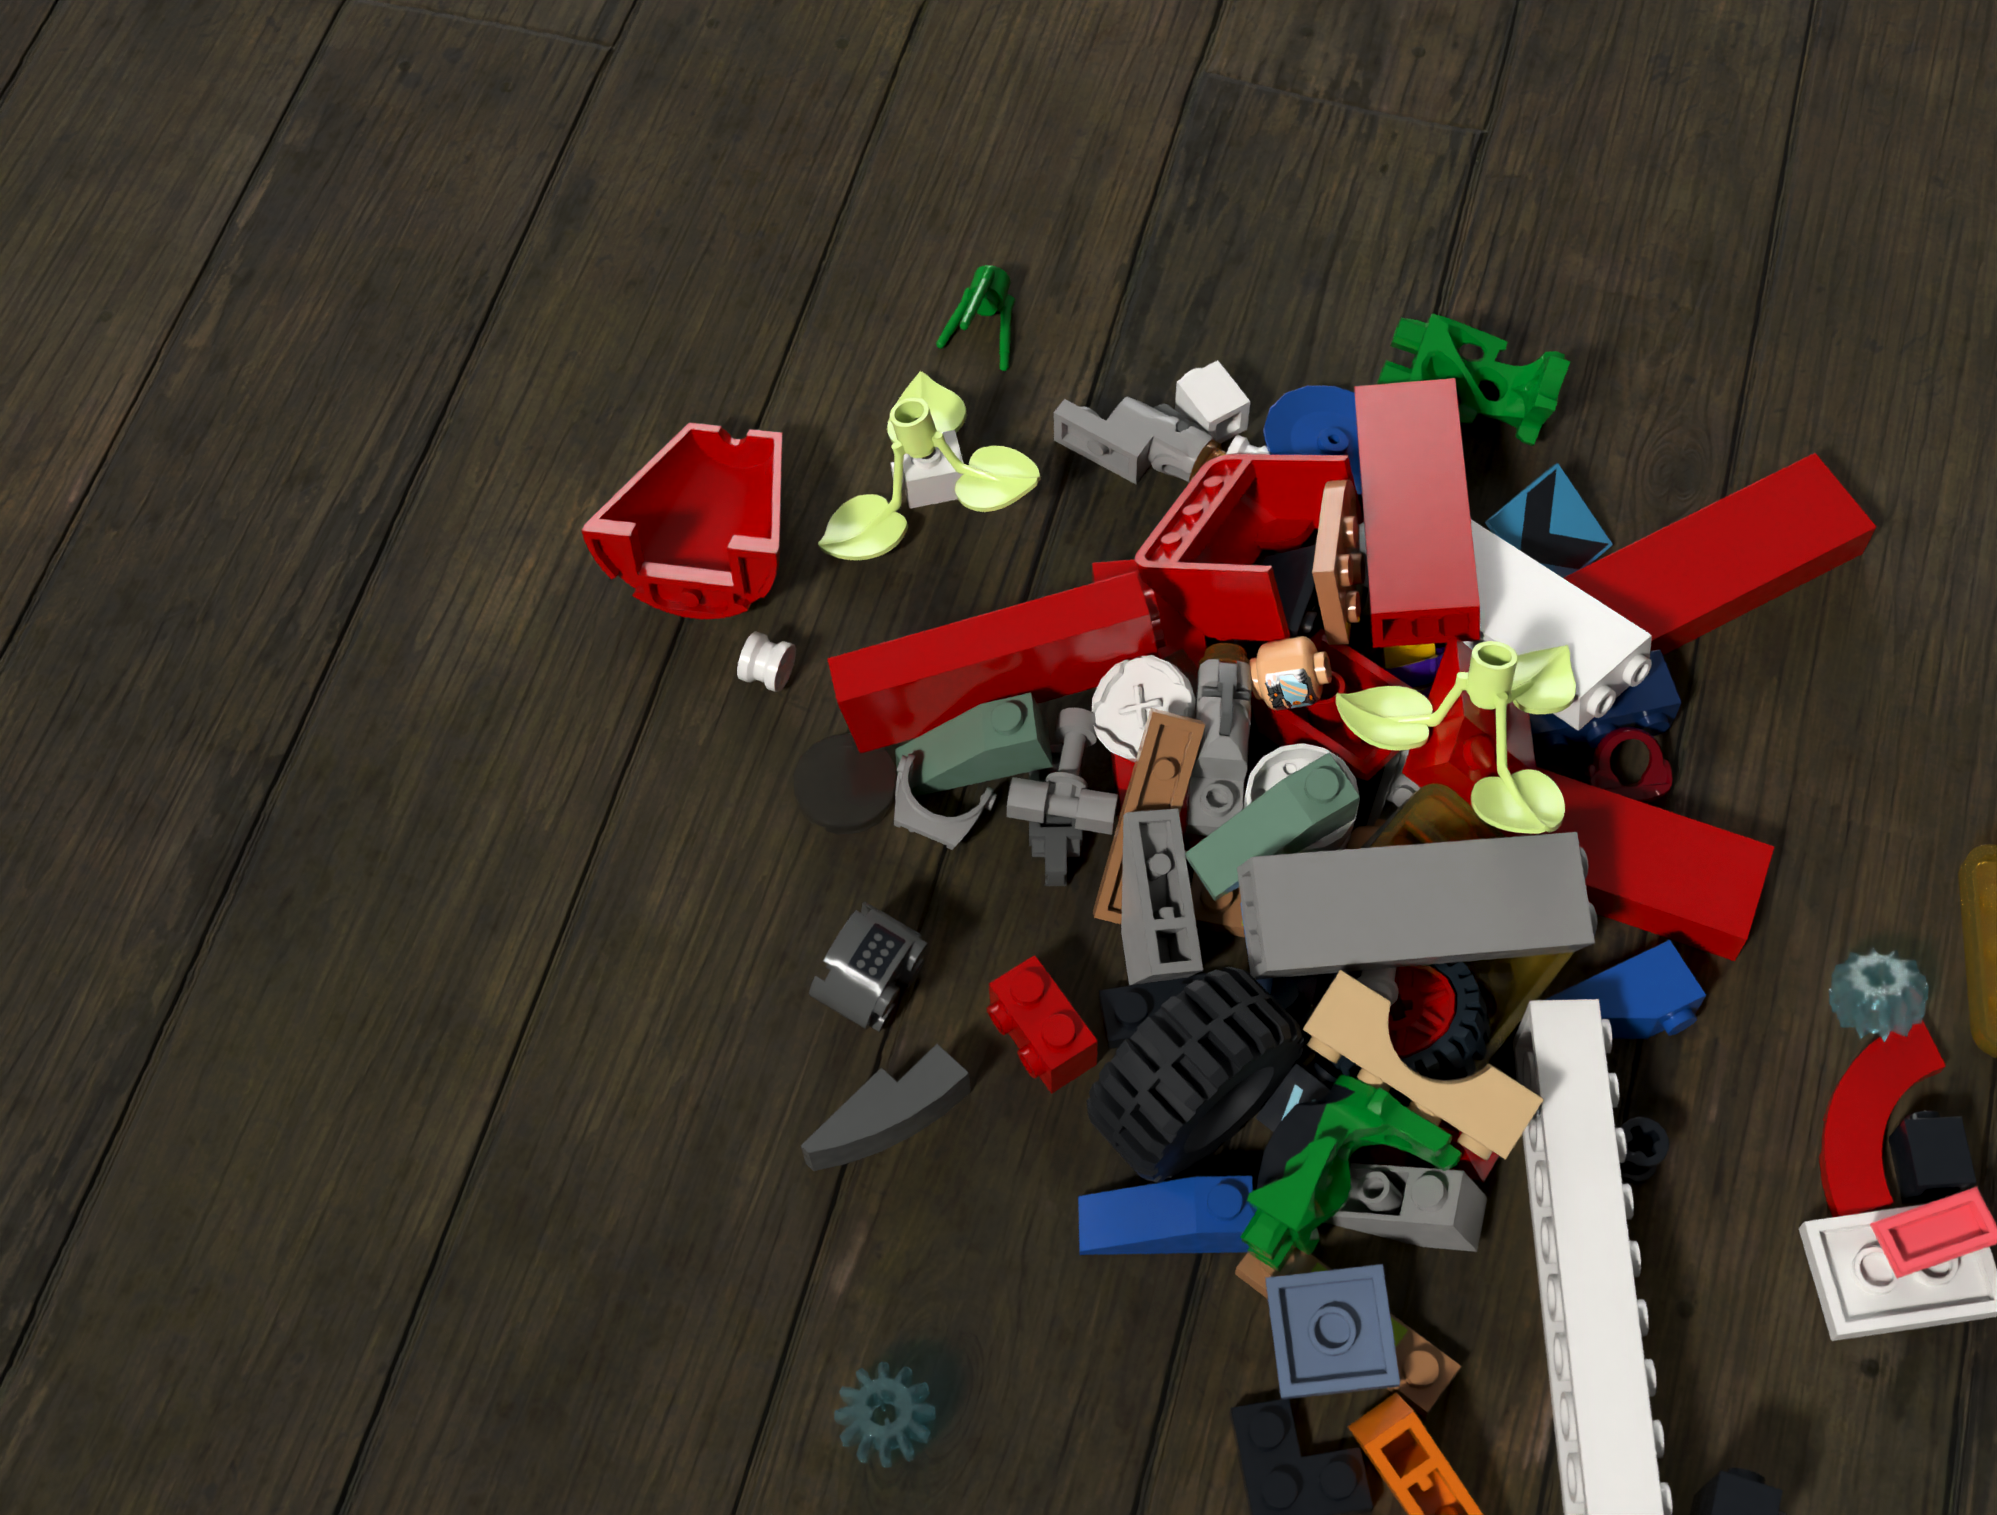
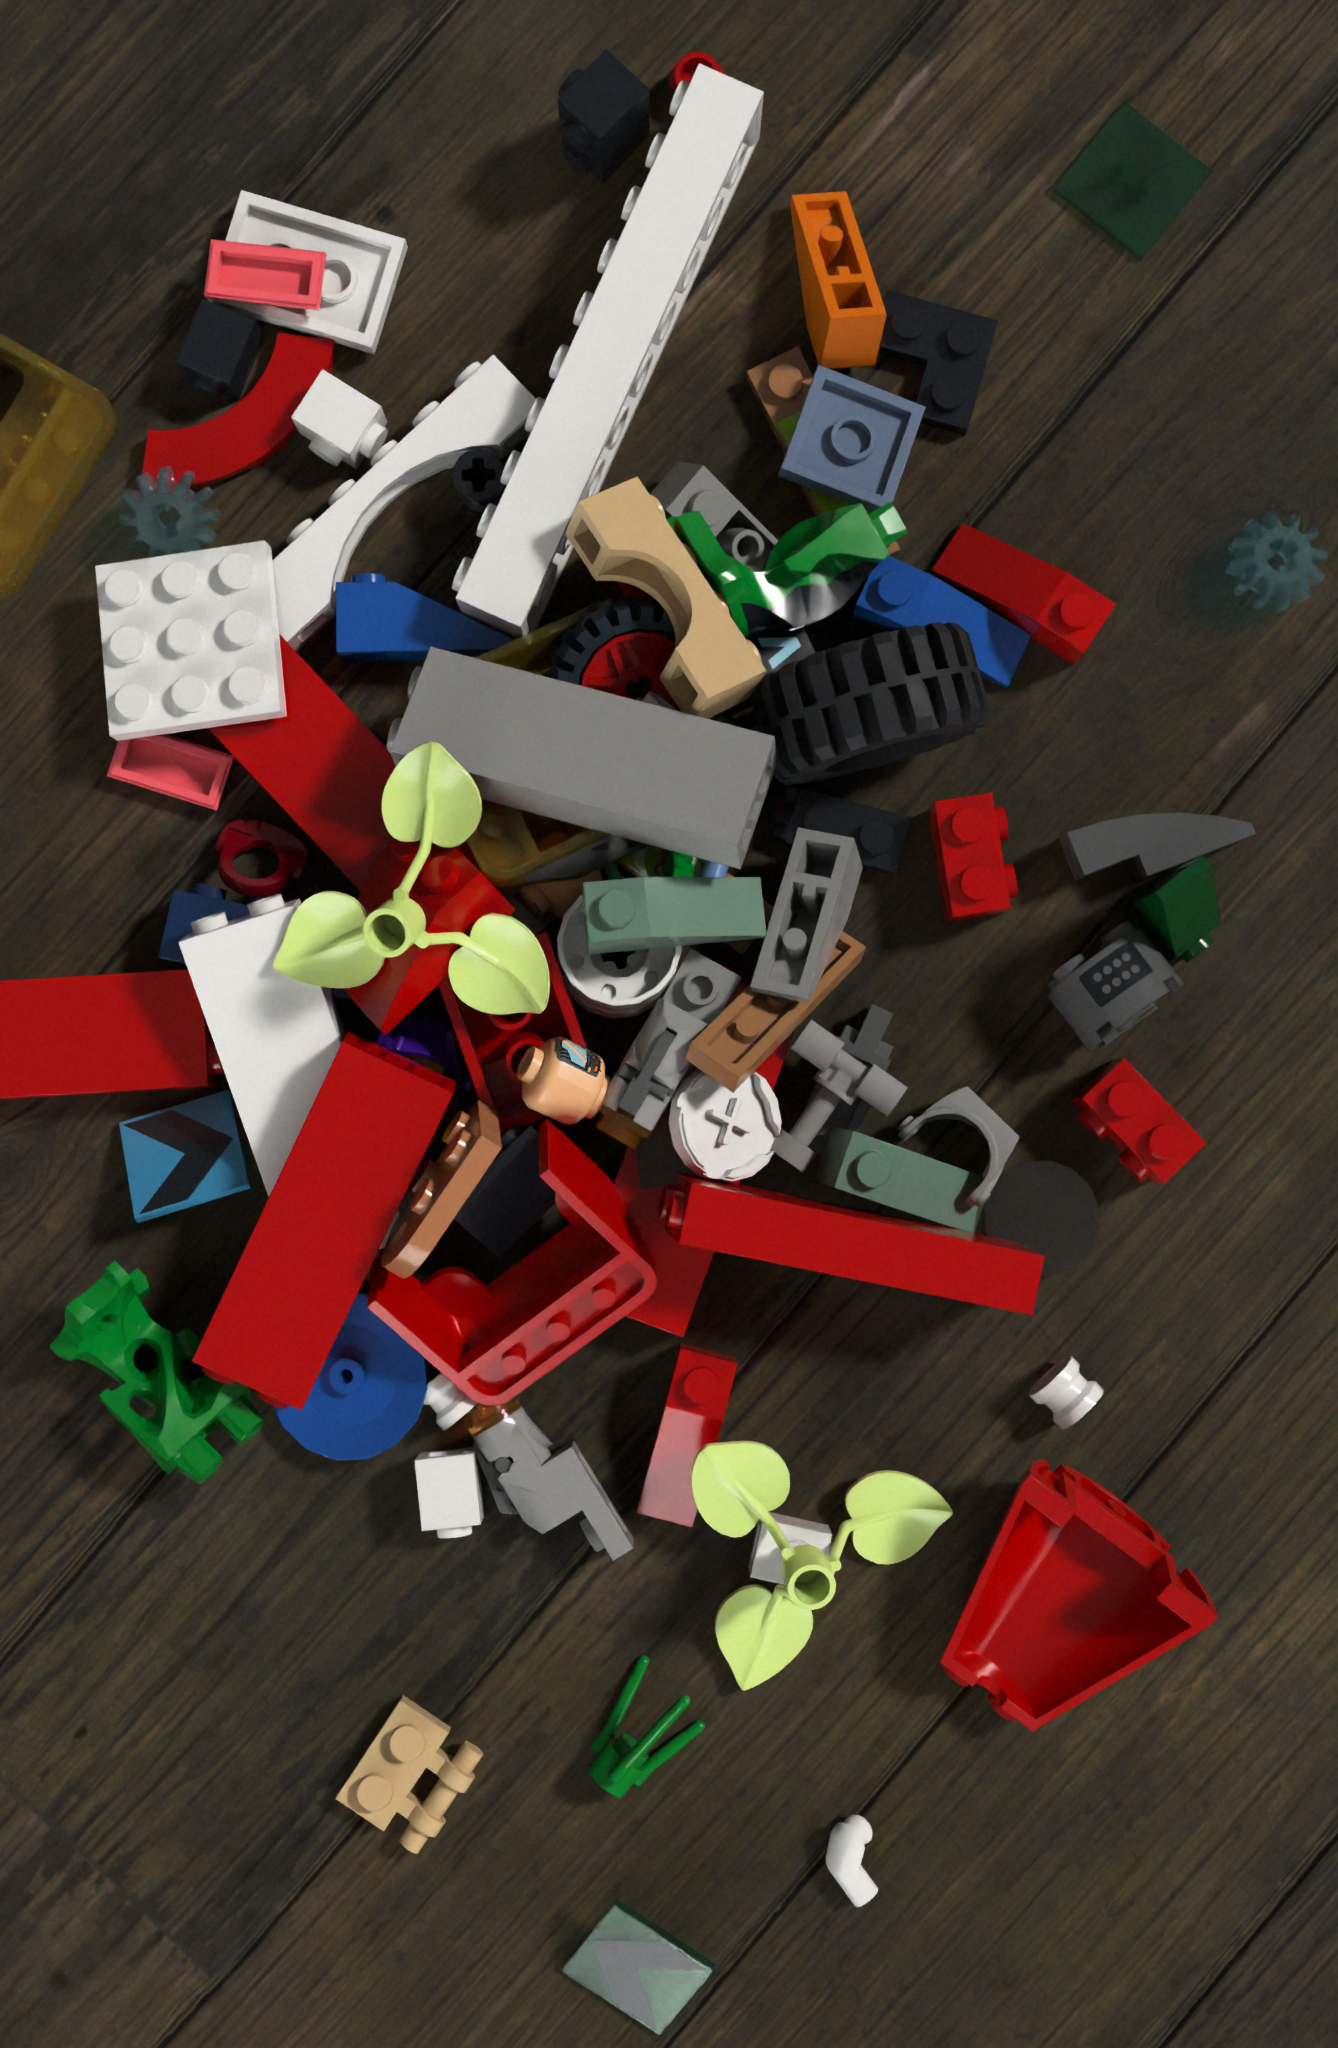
camera: 160 degrees left, 25 degrees up
(788, 301) = (845, 1857): none -> white arm
(799, 879) = (1137, 1121): none -> red brick
(844, 1046) = (1179, 910): none -> dark green slope
(908, 180) = (638, 1967): none -> clear green piece
(1057, 526) = (687, 1423): none -> slope
(1104, 1279) = (1025, 591): none -> red slope
(1151, 231) = (394, 1764): none -> tan plate
(1675, 1196) = (482, 413): none -> white arch
(1748, 807) = (173, 768): none -> coral tile
(1789, 1146) = (340, 422): none -> white brick
(1793, 890) = (190, 641): none -> white plate

